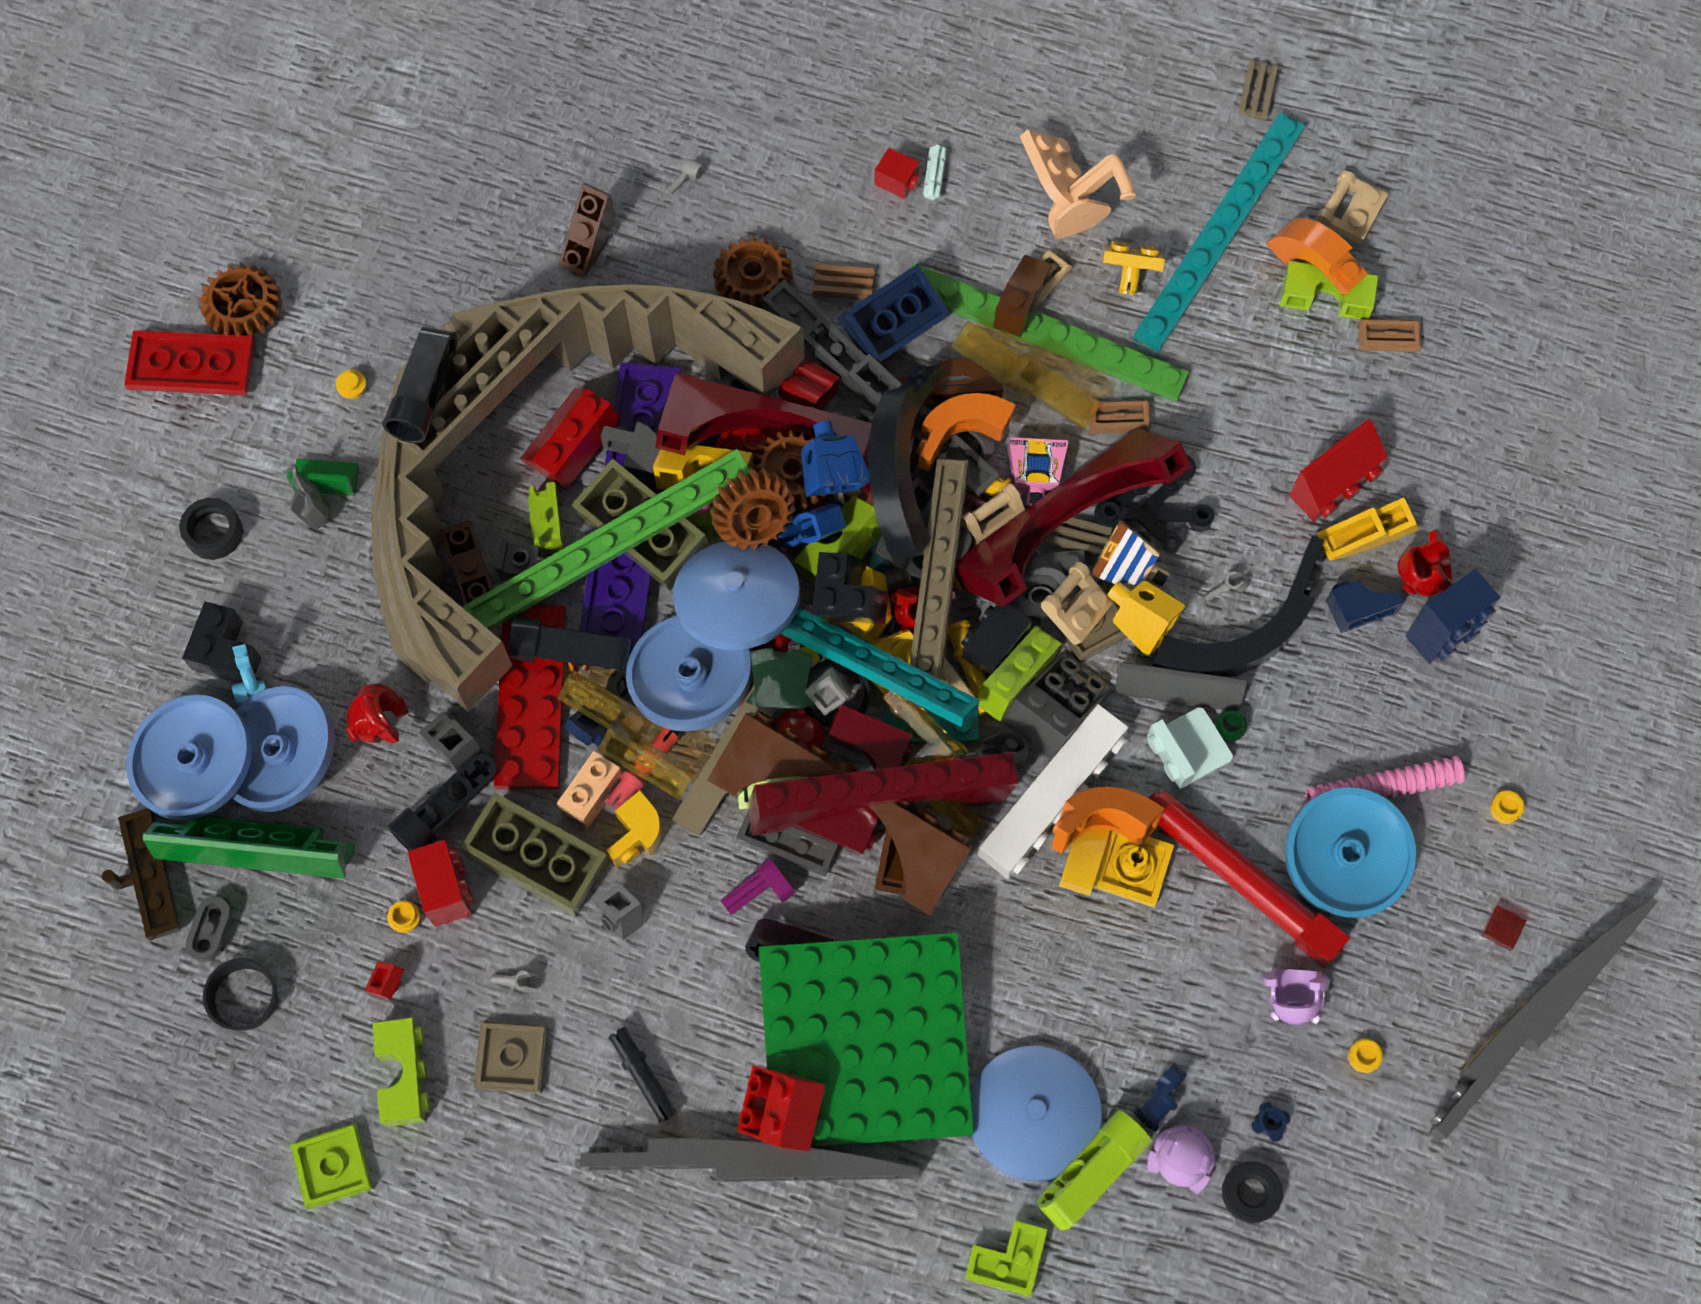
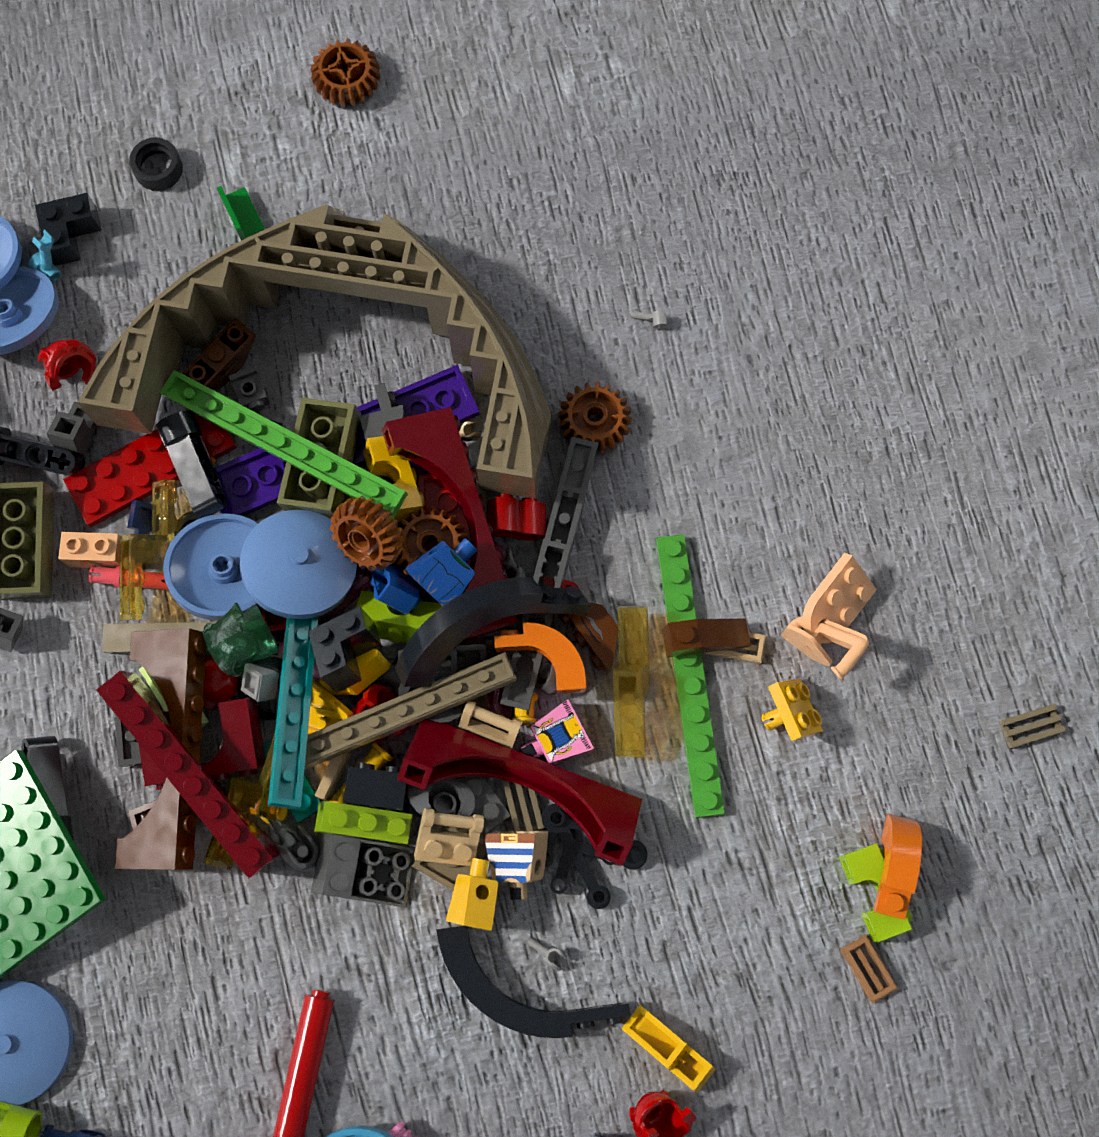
camera: 60 degrees right, 5 degrees up
(189, 362) = (277, 70): red plate -> none
(308, 502) = (211, 216): dark grey piece -> none
(351, 384) = (327, 187): yellow plate -> none
(420, 386) = (305, 224): black beam -> none
(546, 519) = (303, 385): lime hinge -> none
(570, 437) = (366, 364): red slope -> none
(587, 230) = (551, 275): reddish brown slope -> none
(644, 830) = (86, 607): yellow brick -> none
(767, 876) = (95, 724): magenta piece -> none
(843, 277) = (644, 485): medium nougat tile -> none
(894, 315) = (619, 546): dark blue brick -> none
(897, 173) = (755, 476): red brick -> none
(934, 172) = (777, 505): light aqua axle -> none
(1044, 800) = (283, 908): white brick -> none
(1084, 861) = (251, 963): yellow slope -> none
(1107, 809) = (285, 959): orange arch -> none
(1128, 423) = (662, 798): medium nougat tile -> none
(1133, 870) = (256, 1009): yellow plate -> none
(1180, 686) = (433, 963): dark grey slope -> none
(1189, 747) = (383, 999): light aqua bracket -> none
(1218, 232) = (876, 767): teal plate -> none
(1231, 725) = (424, 1024): dark green plate -> none
(1340, 472) = (704, 997): red slope -> none
(1357, 605) = (590, 1076): dark blue arch -> none
(1360, 212) = (971, 880): tan plate -> none

